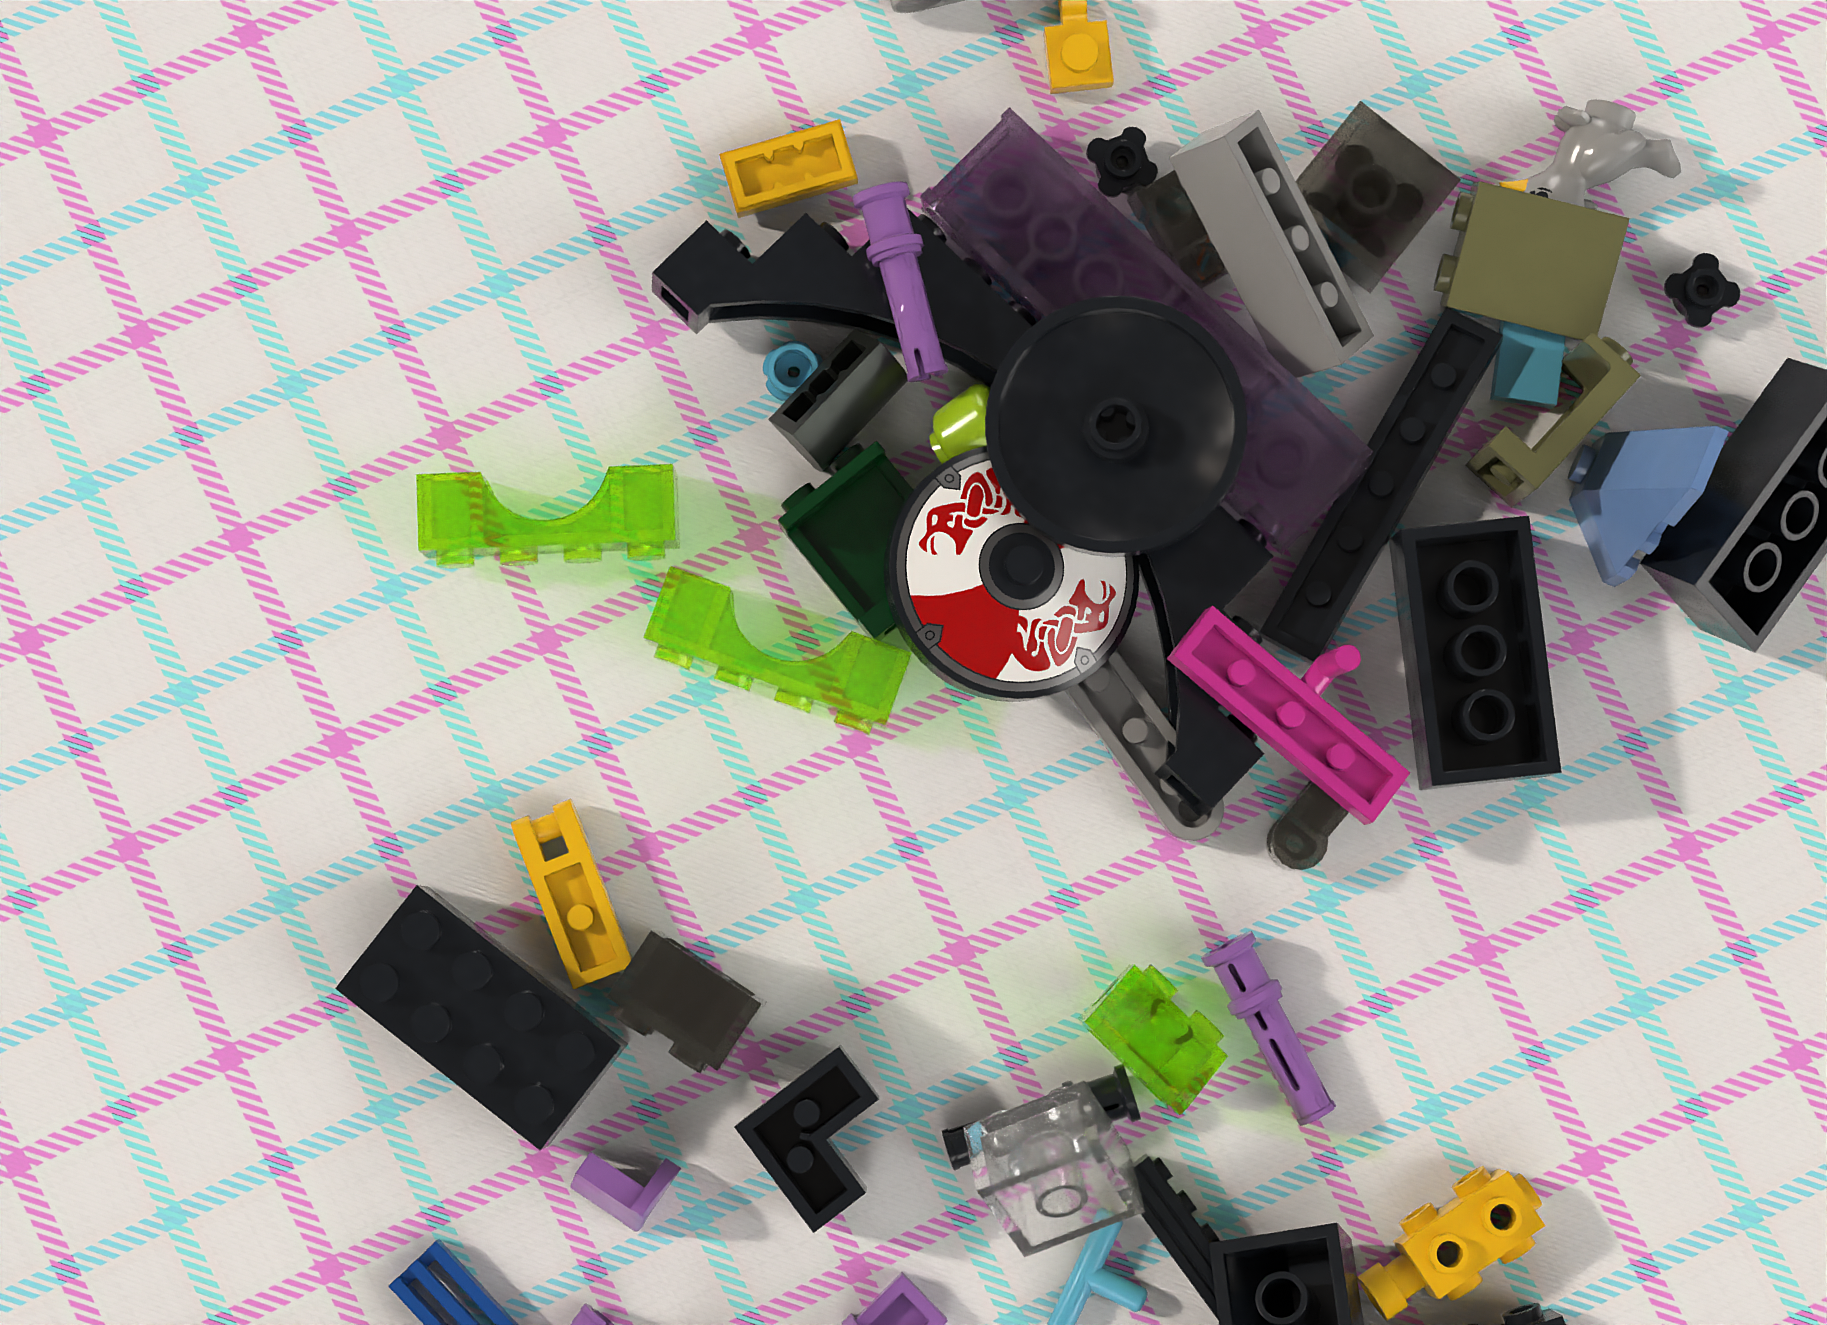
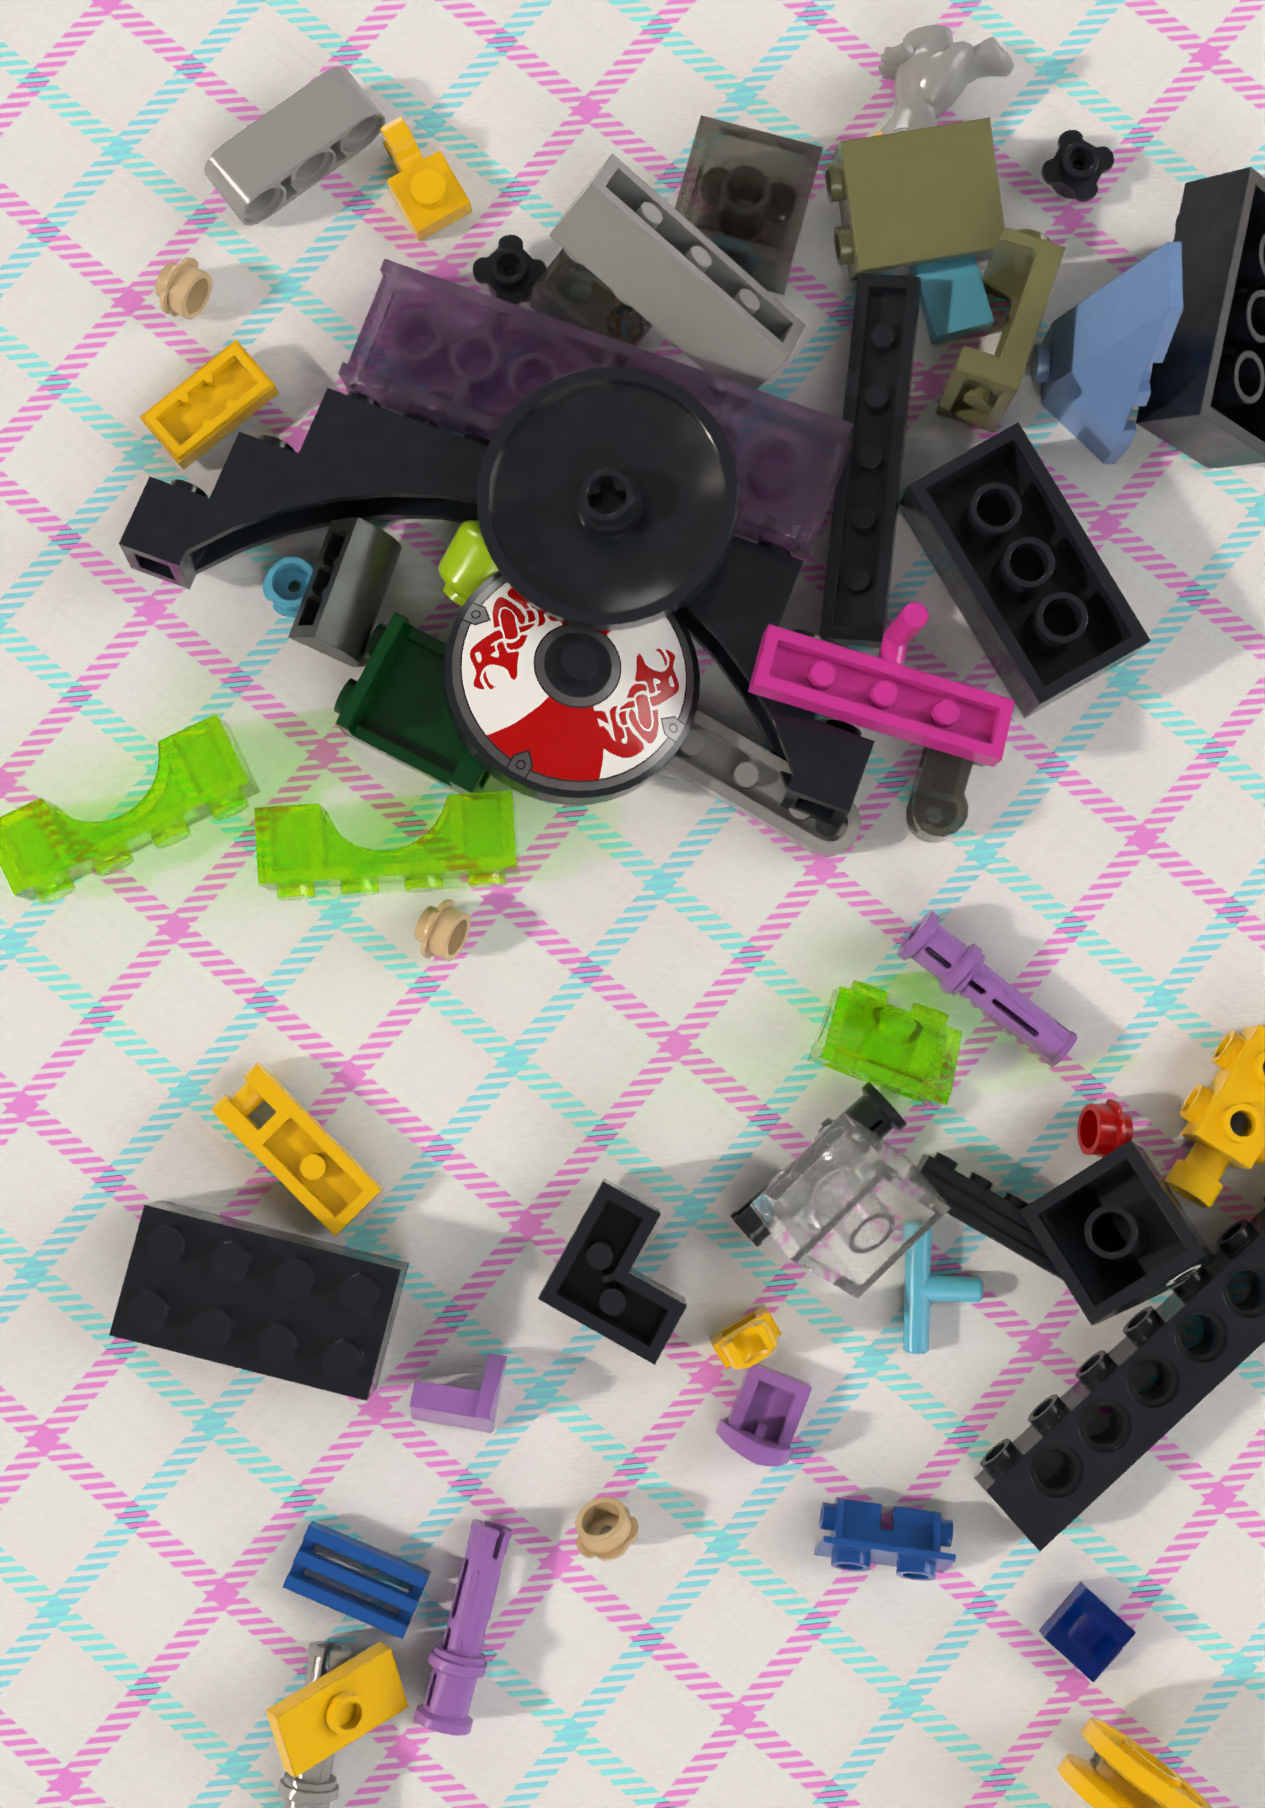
camera: 25 degrees left, 0 degrees up
(685, 1001) = (441, 1202): clear smoke brick -> none
(792, 752) = (442, 930): none -> tan plate
(811, 48) = (183, 288): none -> tan plate
(896, 252) = (337, 431): medium lavender pin -> none
(907, 1250) = (747, 1340): none -> yellow plate
(1322, 1202) = (1103, 1128): none -> red plate

